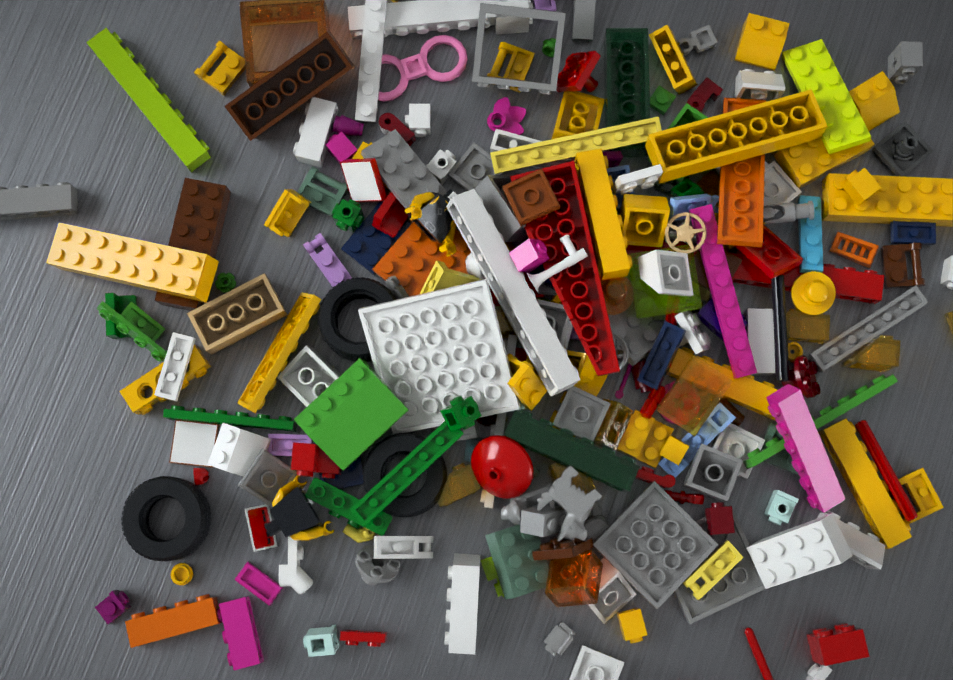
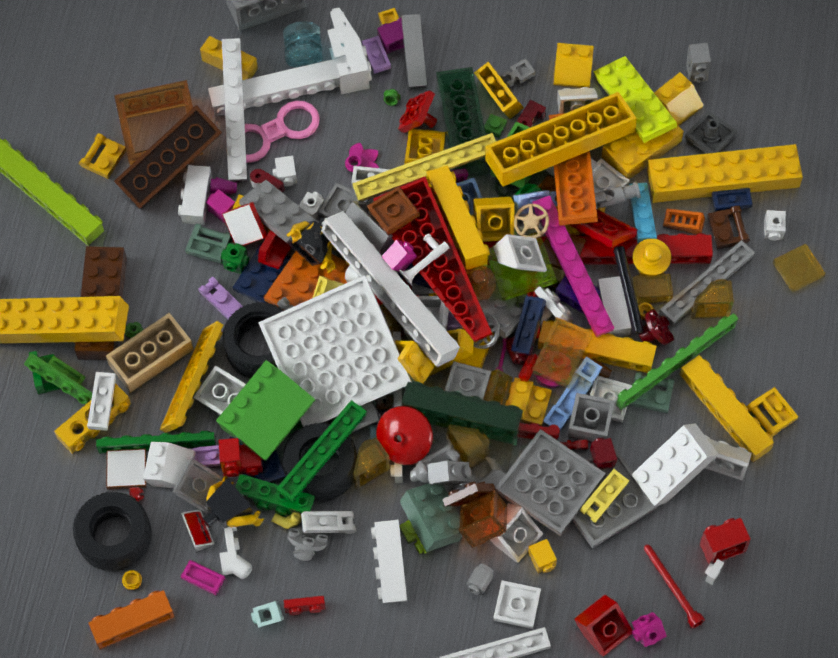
camera: 10 degrees left, 15 degrees down
(113, 606) = (74, 616): magenta bracket -> none
(240, 633) = (193, 619): dark pink brick -> none
(287, 212) = (180, 263): yellow hinge -> none
(461, 413) = (364, 389): green brick -> none
(505, 83) = (362, 67): light grey window -> none
(518, 64) = (364, 118): yellow plate -> none
(573, 501) = (469, 449): light grey animal -> none
(642, 178) = (482, 184): white plate -> none
(674, 450) = (554, 404): yellow tile -> none
(777, 498) = (659, 432): light aqua brick -> none
(805, 448) = (664, 377): brick -> none
(860, 185) = (675, 163): yellow brick -> none
(886, 470) = (742, 393): red axle -> none

